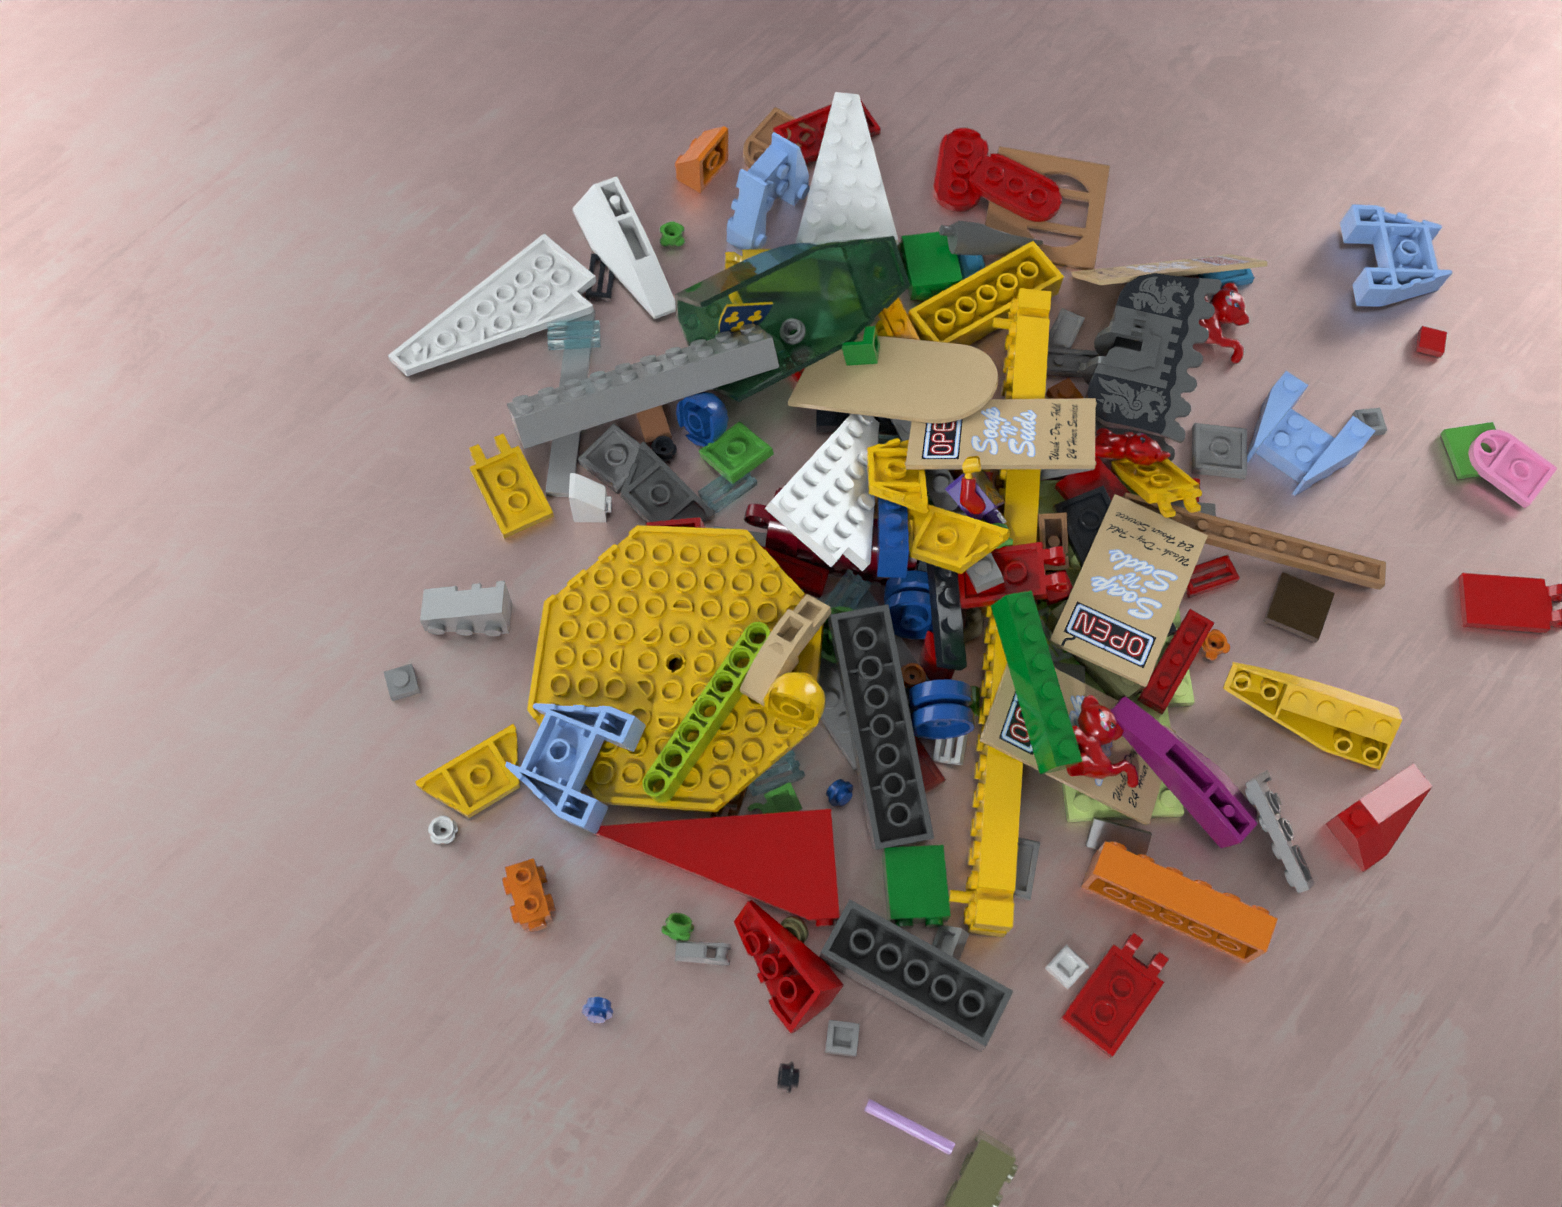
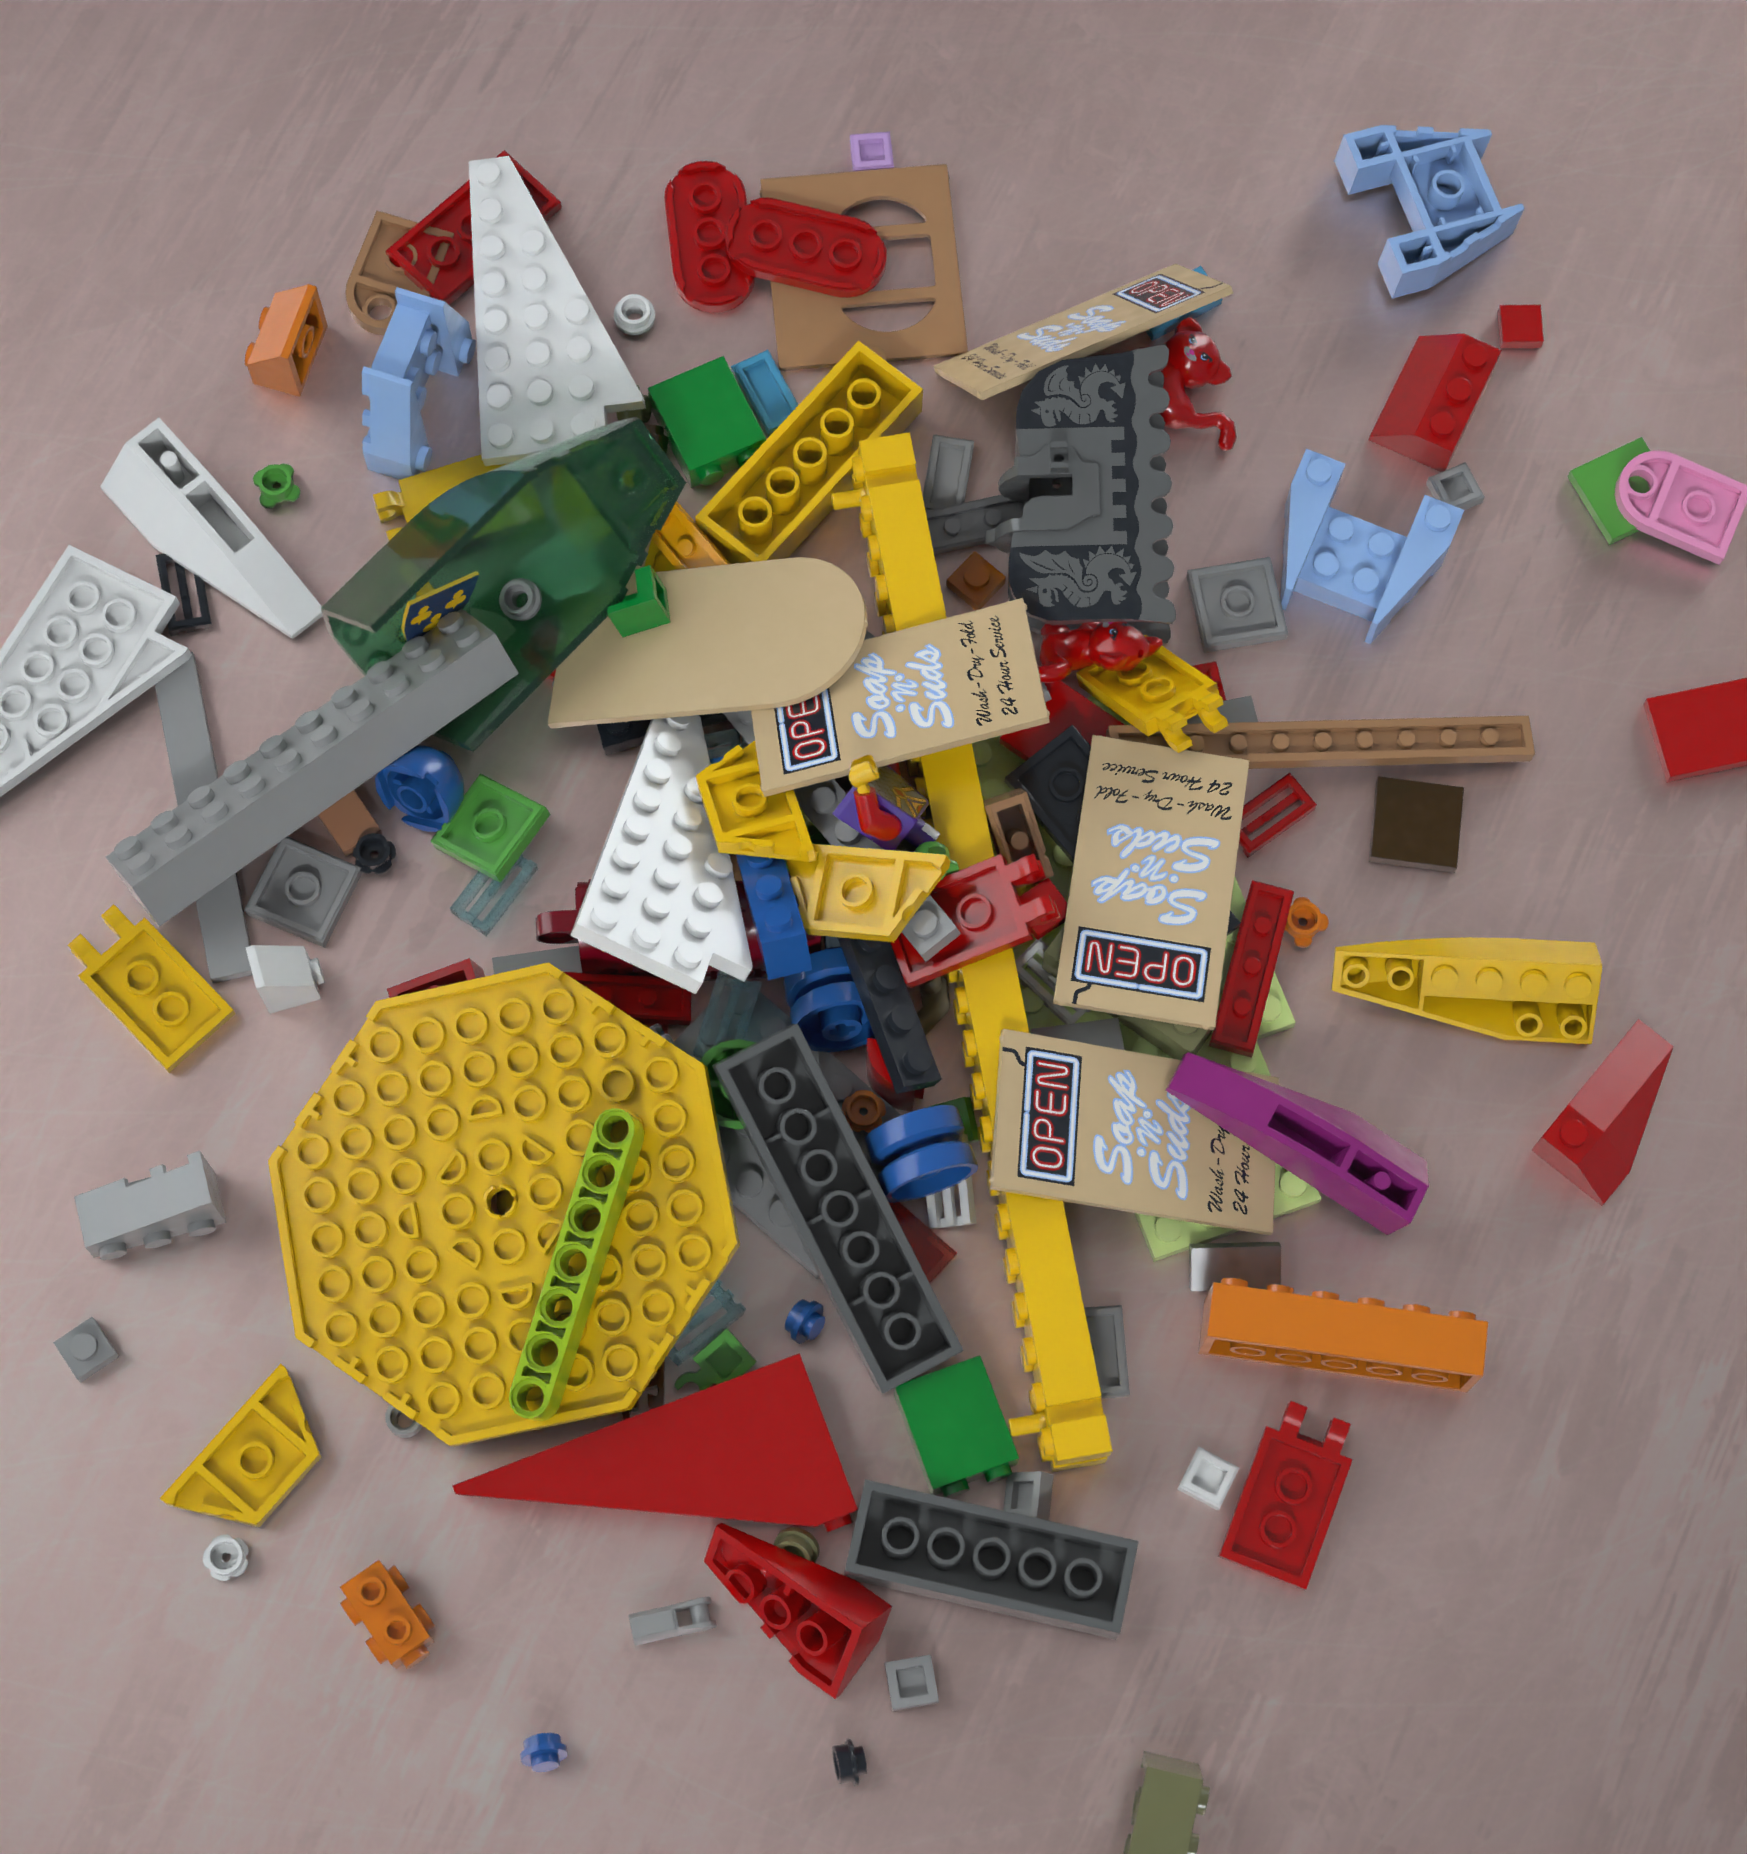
camera: 15 degrees left, 5 degrees up
(565, 753) = (379, 1391): light blue wedge -> none
(574, 332) = (168, 692): clear light blue tile -> none
(659, 493) = (392, 930): dark grey wing -> none
(678, 926) = (624, 1594): bright green plate -> none
(783, 646) = (659, 1137): tan slope -> none
(796, 699) = (702, 1210): yellow cylinder -> none
(907, 193) = (634, 304): none -> white plate
(909, 1126) = (1043, 1778): lavender bar -> none
(979, 239) = (777, 361): dark grey piece -> none
(1036, 682) = (1048, 1076): green brick -> none
(1067, 148) = (871, 151): none -> lavender tile
(1094, 729) = (1156, 1117): red animal -> none
(1280, 831) = (1464, 1182): light grey wing -> none
(1371, 366) = (1435, 398): none -> red slope

